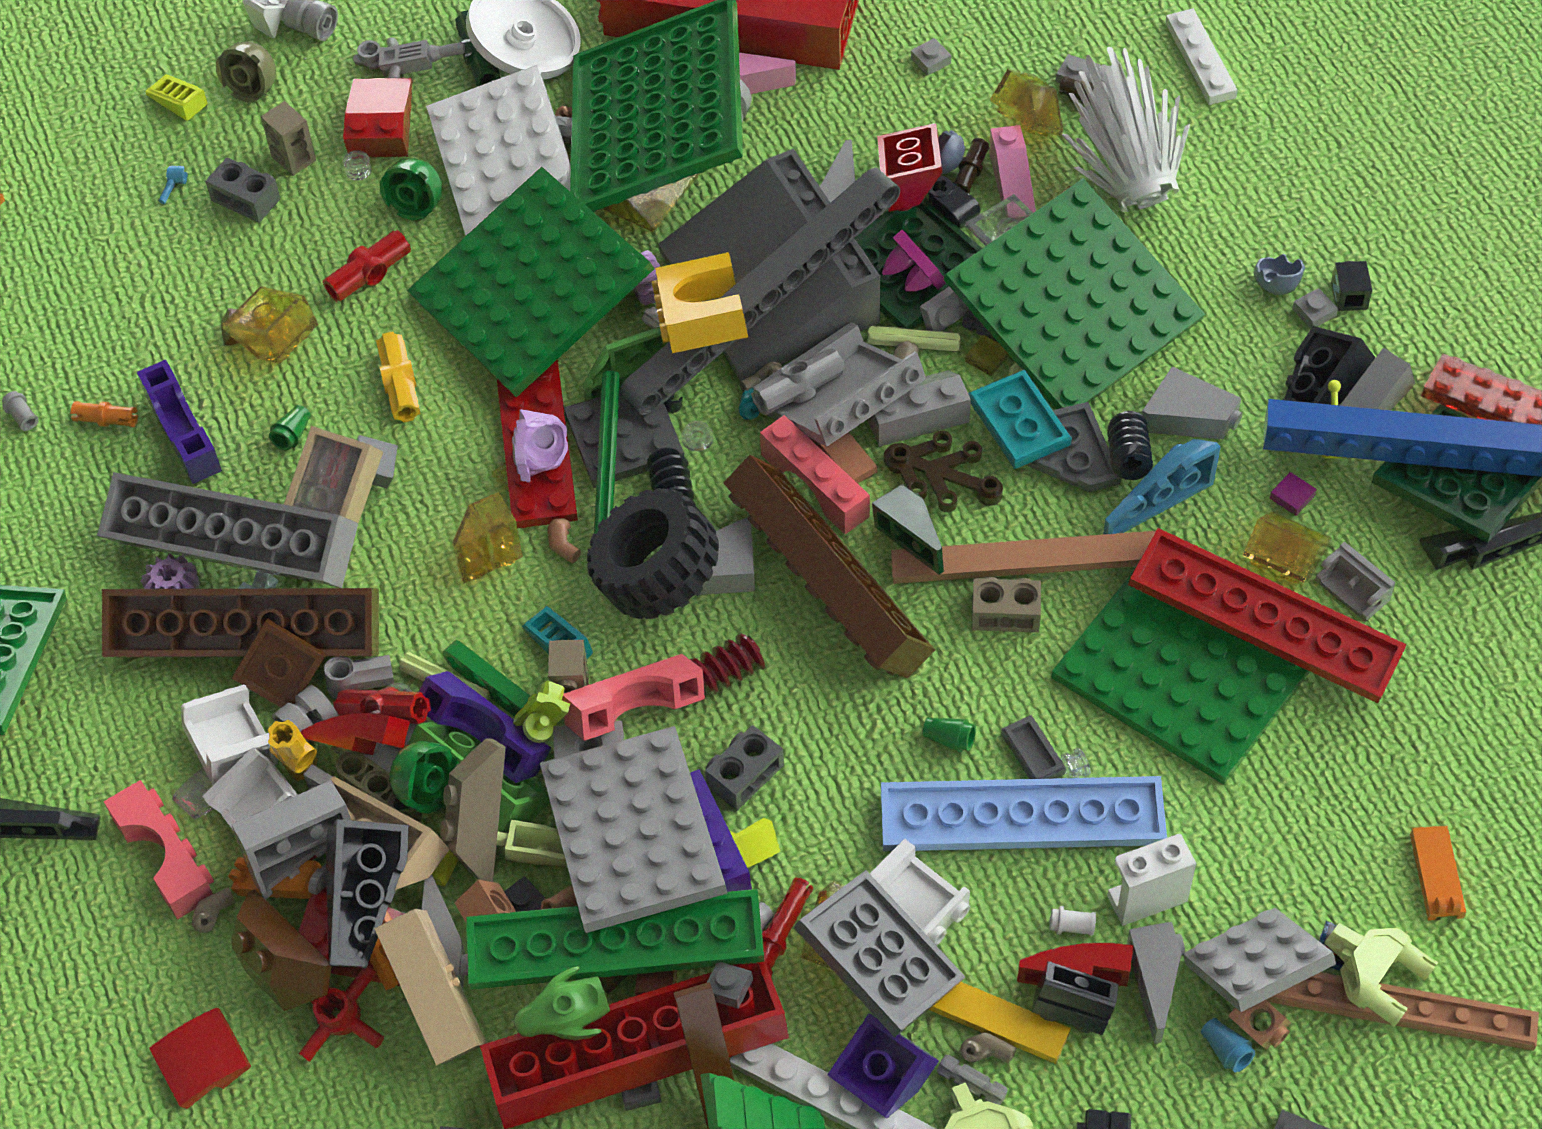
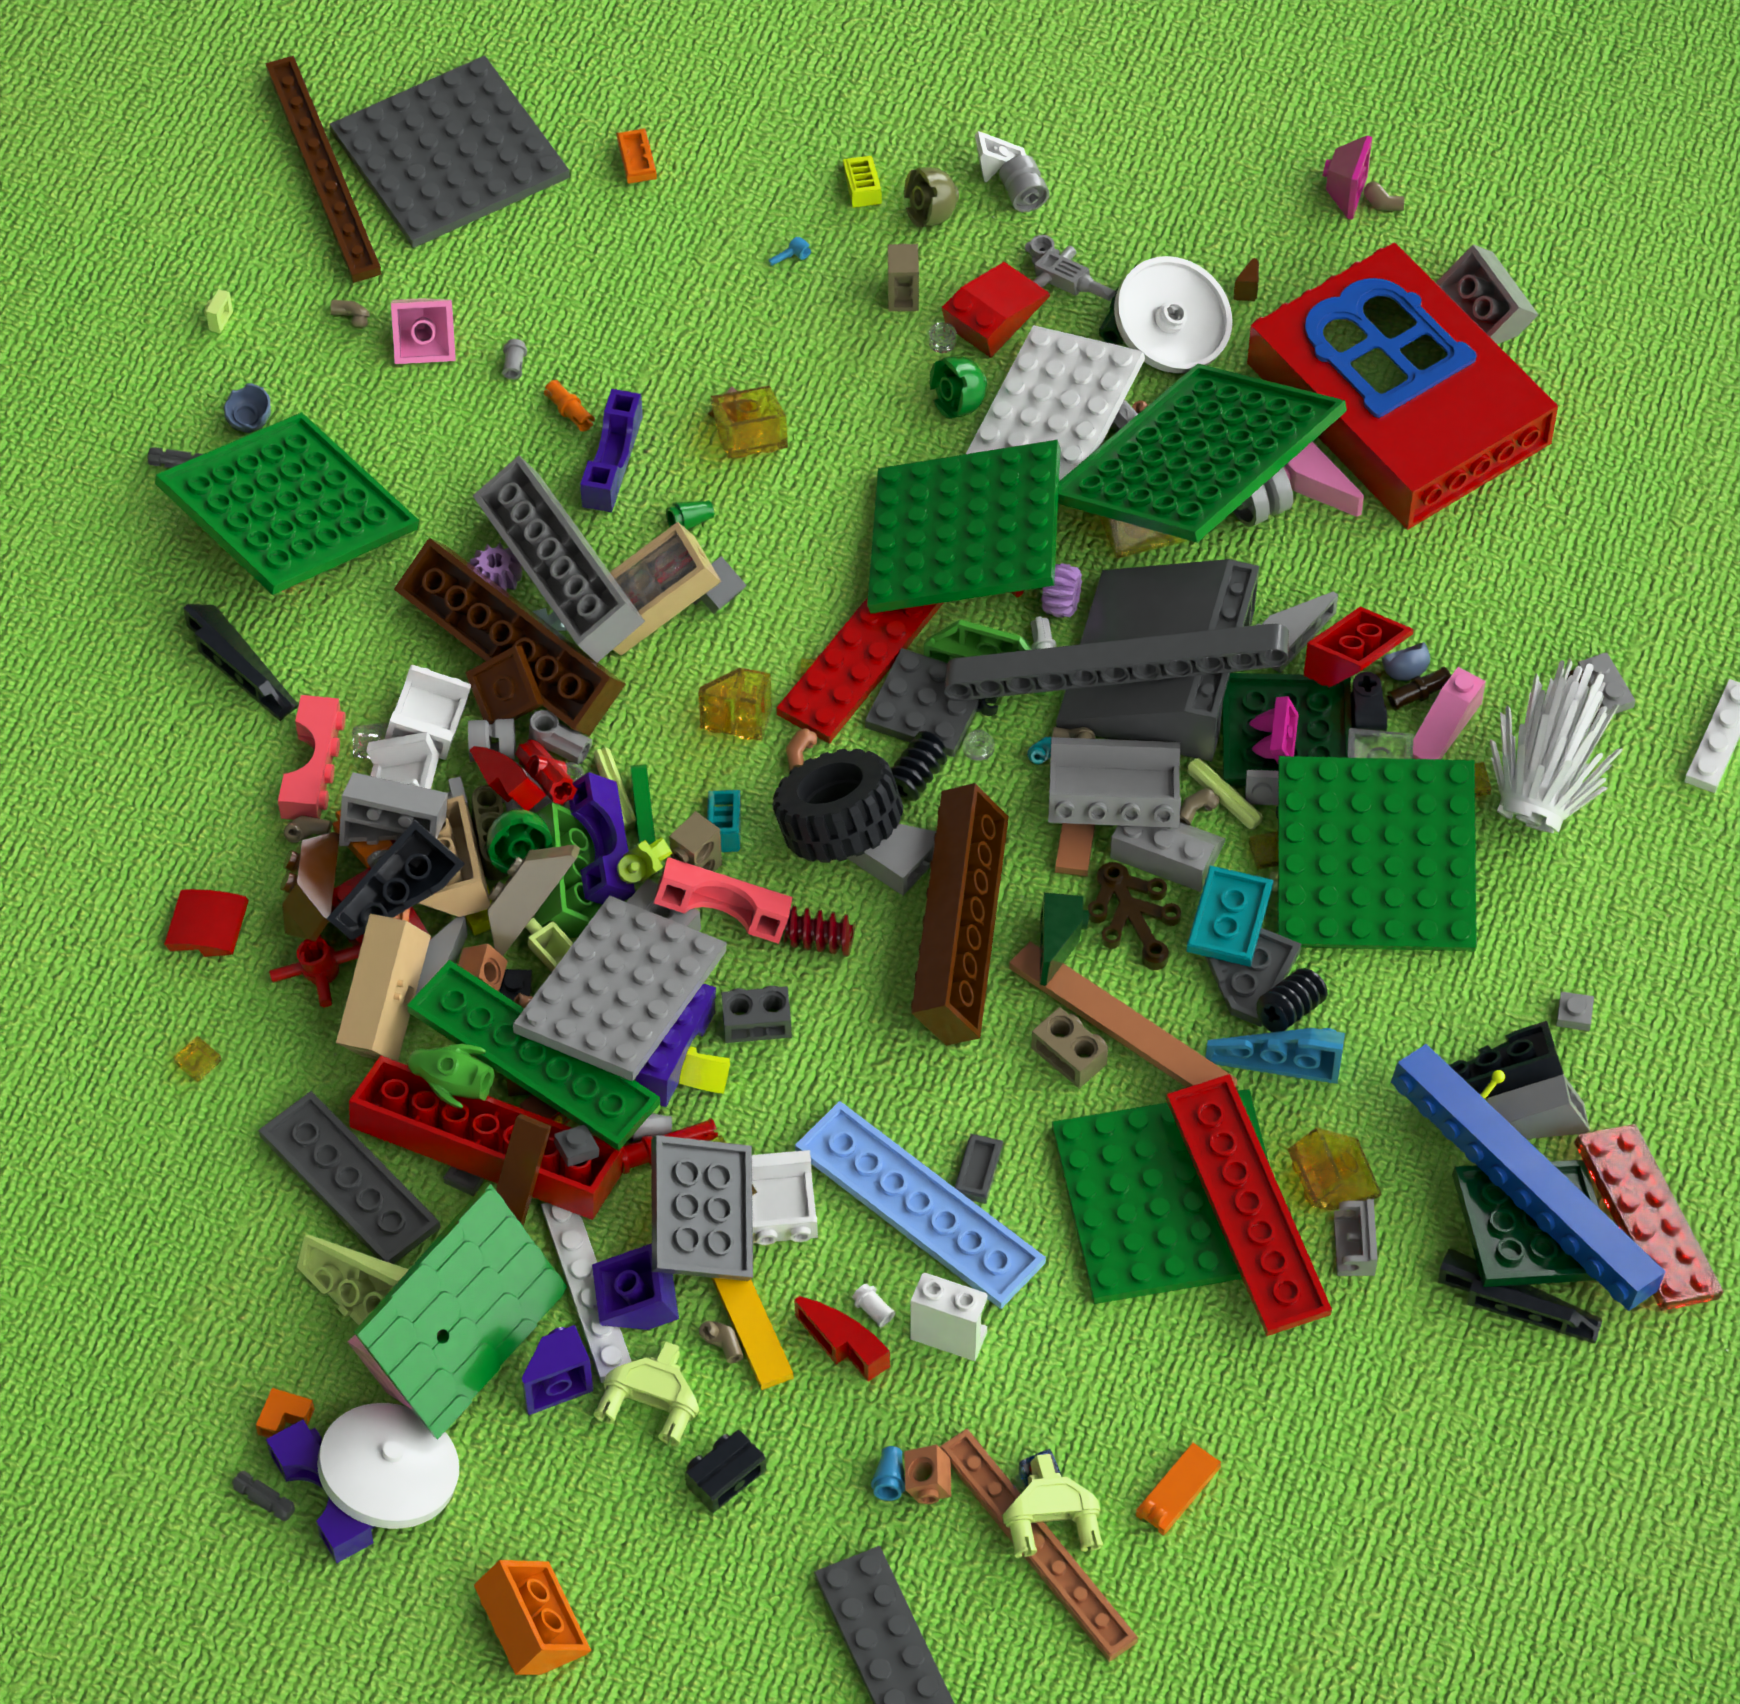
camera: 40 degrees right, 0 degrees up
(243, 189) = (835, 296): dark grey brick -> none
(291, 748) = (451, 753): yellow piece -> none
(366, 266) = (867, 426): red piece -> none
(398, 377) = (803, 533): yellow piece -> none
(538, 443) = (837, 659): lavender hair -> none
(607, 447) = (898, 697): green axle -> none
(680, 309) = (1028, 643): yellow arch -> none
(798, 381) = (1088, 758): light grey piece -> none
(838, 494) = (1031, 839): coral arch -> none
(931, 56) = (1492, 572): light grey plate -> none
(950, 732) = (930, 1107): green cone -> none
(976, 1082) = (690, 1352): light grey axle -> none
(1030, 102) = (1510, 666): clear yellow slope -> none
(1075, 998) = (811, 1352): black brick -> none
(1076, 764) = (994, 1200): clear bush -> none
(1155, 966) = (892, 1387): light grey slope -> none
(1191, 408) = (1376, 1009): light grey slope -> none
(1258, 959) = (967, 1431): light grey plate -> none
(1278, 274) = (1570, 959): sand blue hair -> none
(1293, 493) = (1388, 1137): magenta tile -> none
(1351, 285) = (1621, 1014): black brick -> none

